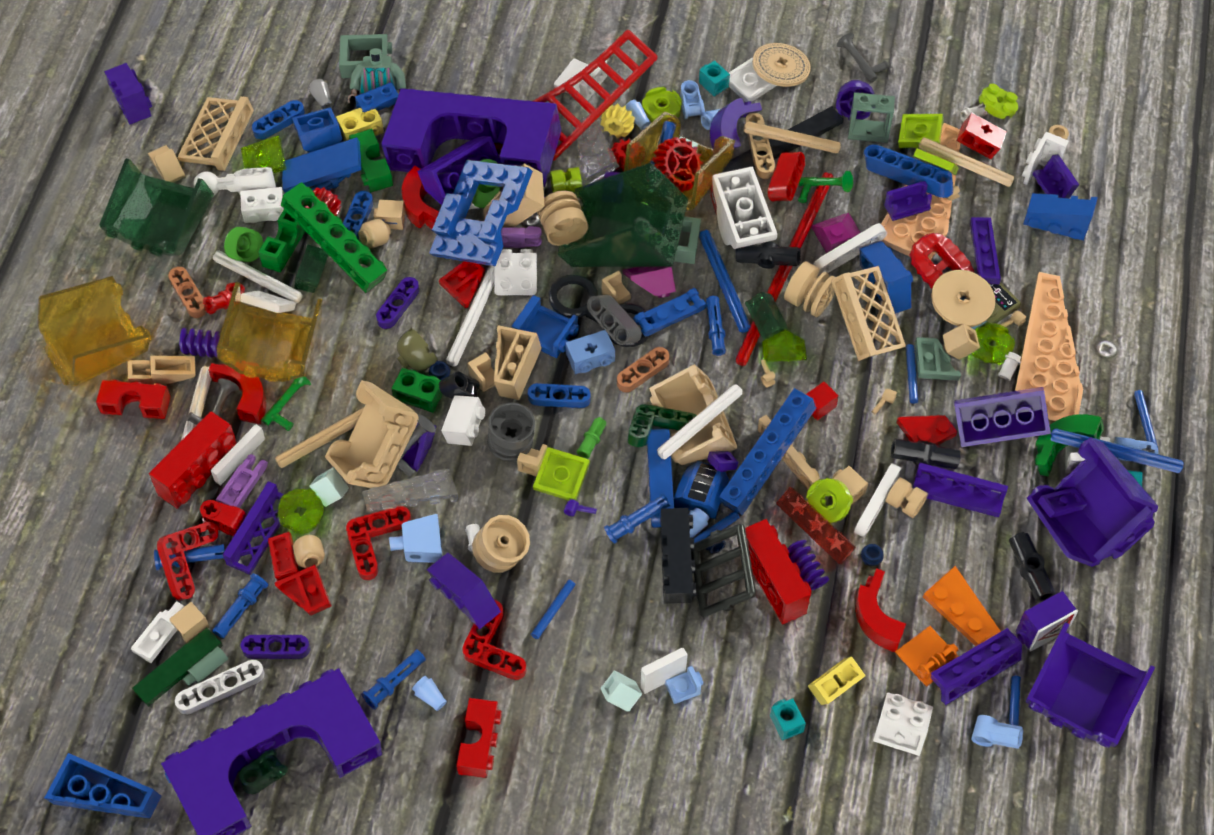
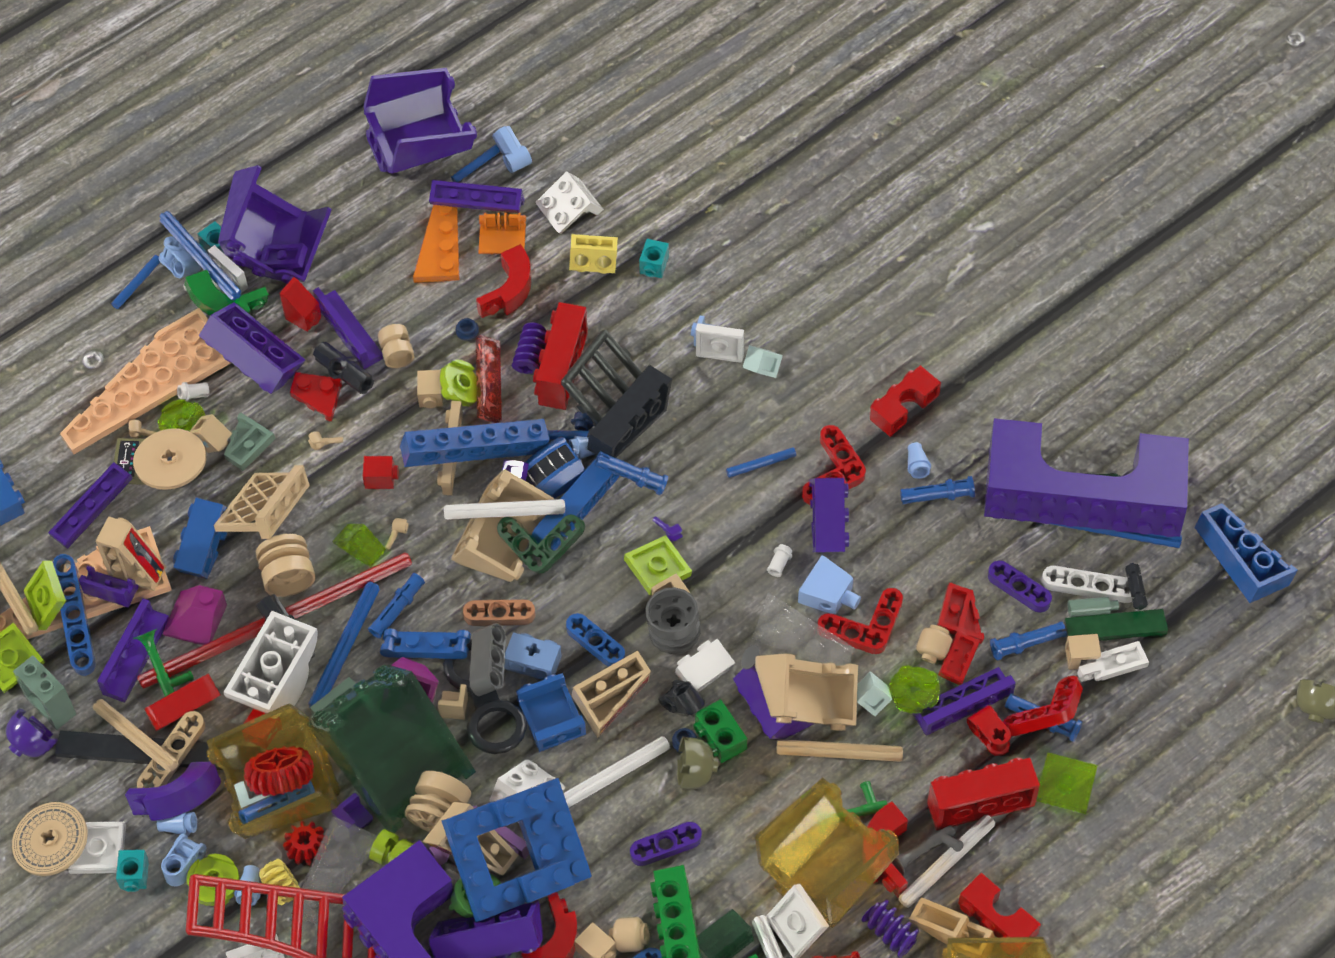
camera: 140 degrees left, 0 degrees up
(142, 522) = (1066, 783): none -> clear neon green plate
(176, 699) = (1136, 586): none -> black axle
(237, 454) = (921, 785): white tile -> none
(242, 482) = (950, 754): medium lavender hinge -> none
(463, 282) = (591, 816): red wing -> none
(481, 370) = (645, 709): tan panel -> none
(501, 543) = (765, 526): tan wheel -> none
(591, 438) = (602, 580): bright green axle -> none
(766, 315) = (347, 573): clear green hinge -> none
(850, 248) = (188, 578): white beam -> none
(859, 200) = (130, 654): none -> dark purple fence
(877, 500) = (420, 361): white beam -> none
(911, 370) = (275, 447): blue bar -> none
(912, 212) = (128, 554): none -> tan wedge
(945, 248) = (162, 514): red piece -> none
(1007, 471) = (300, 305): none -> red slope
(1027, 555) = (352, 243): black piece -> none
(1045, 621) = (395, 185): dark purple piece -> none

